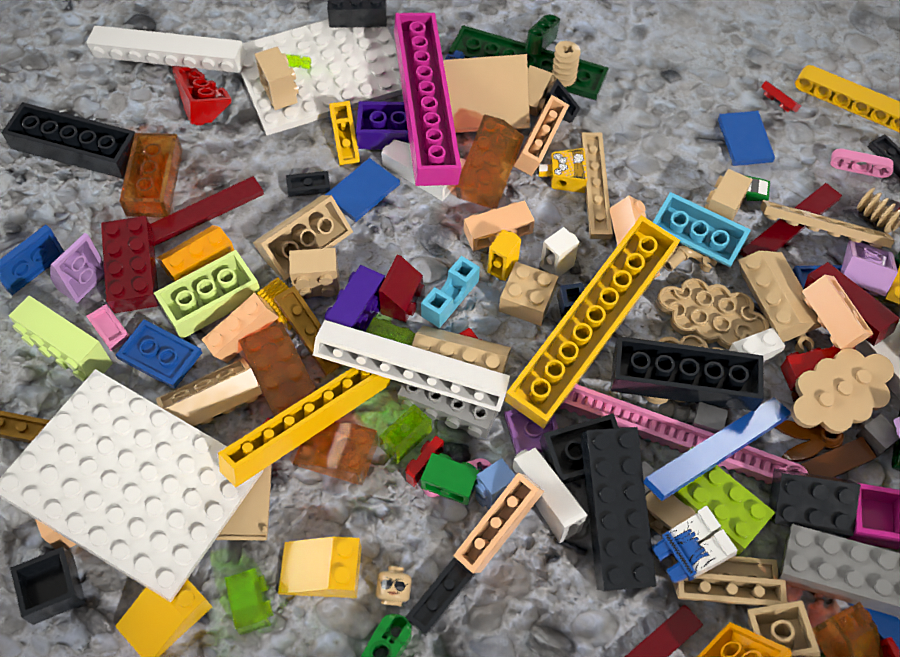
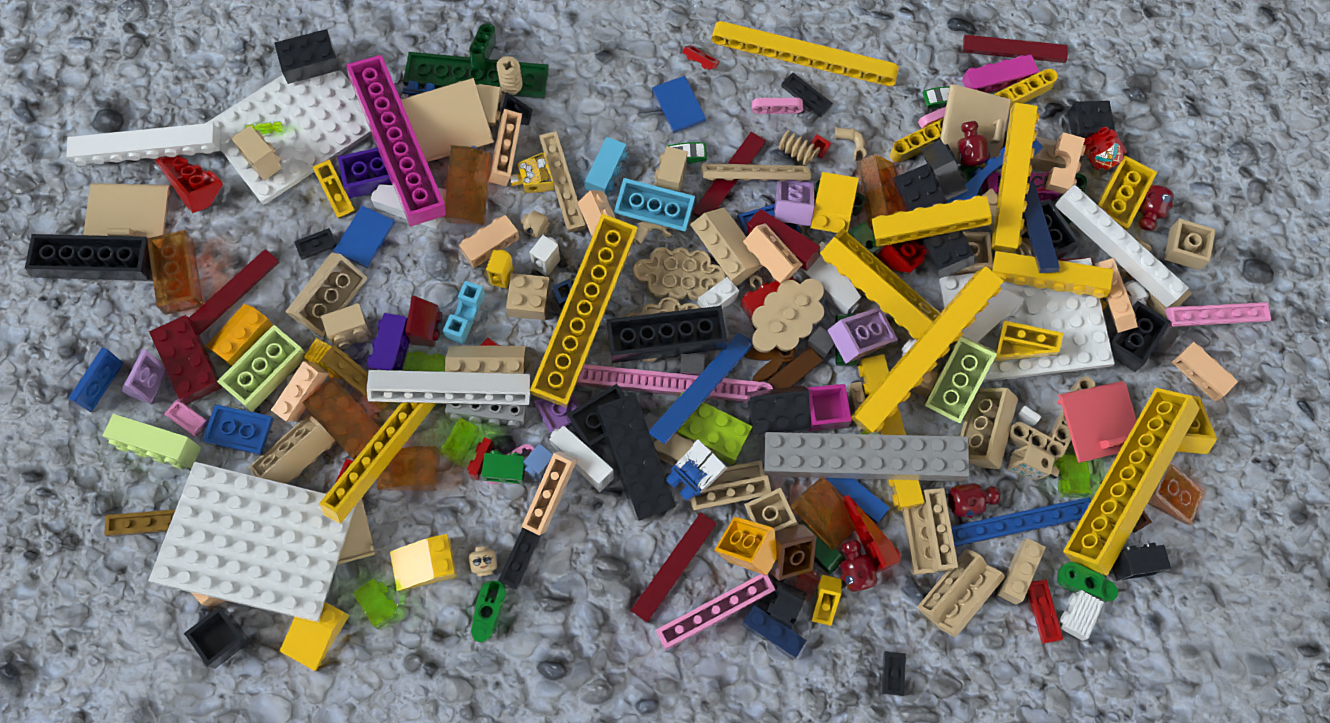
camera: 20 degrees left, 10 degrees up
(128, 105) = (126, 209): none -> tan container
(554, 219) = (535, 224): none -> tan head
(651, 178) = (606, 166): none -> medium azure brick

